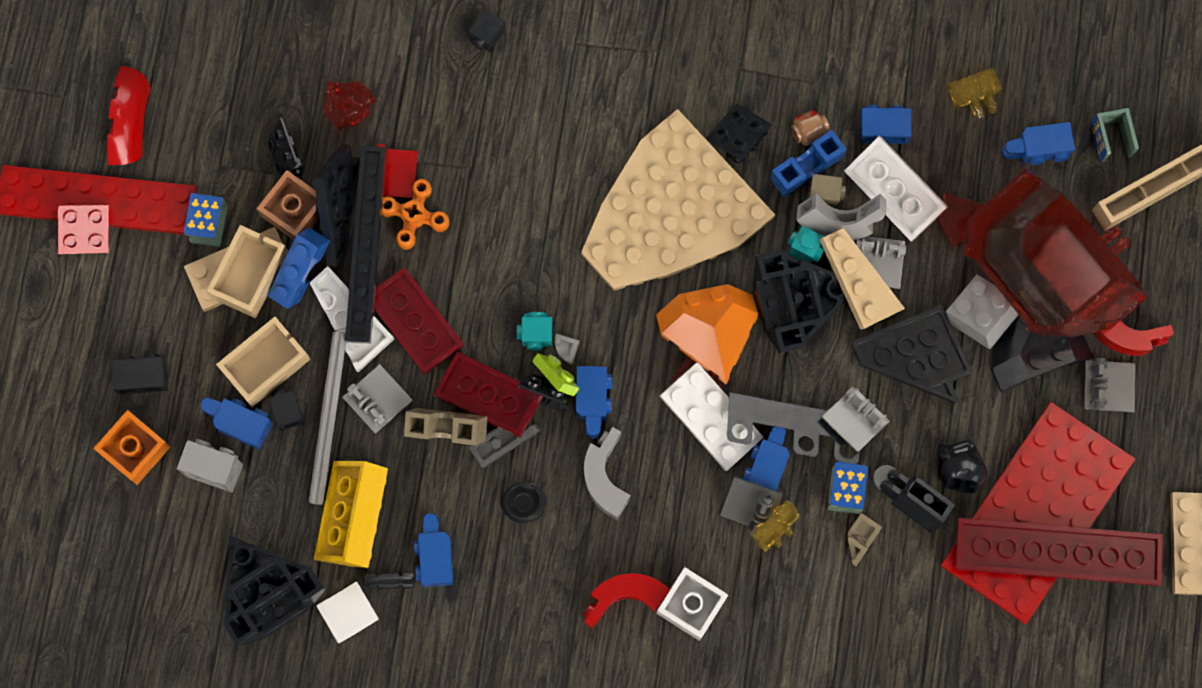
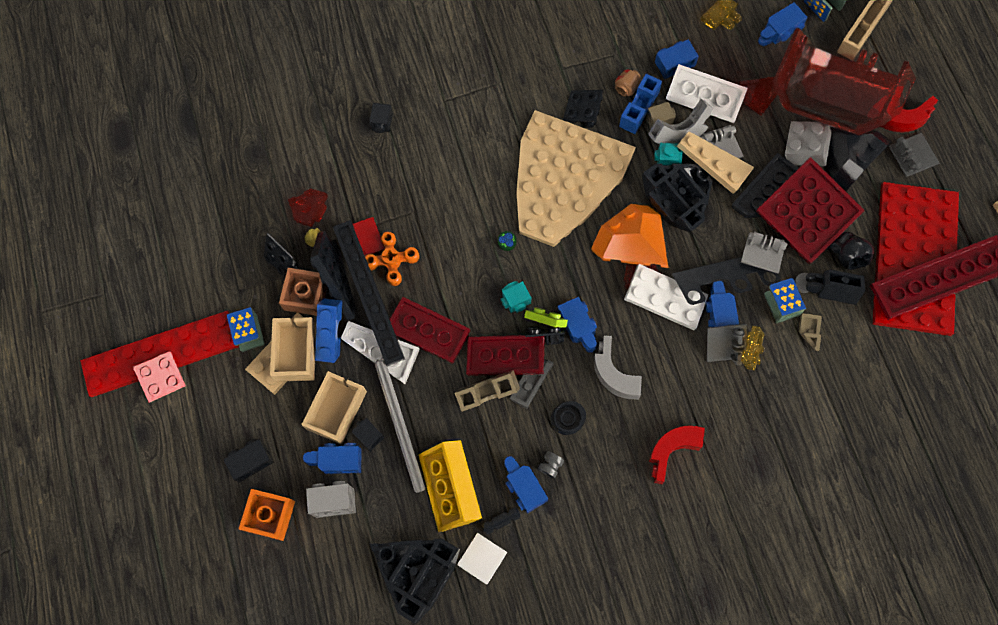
camera: 20 degrees left, 5 degrees down
(128, 114) = (156, 283): red brick -> none
(334, 141) = (310, 236): none -> light yellow plate
(377, 398) = (428, 396): light grey hinge -> none
(476, 545) = (551, 464): none -> dark grey wheel
(561, 257) = (507, 241): none -> tile
(566, 348) = (541, 299): light grey tile -> none
(692, 604) = (725, 431): white brick -> none
(937, 395) = (810, 210): none -> dark red plate

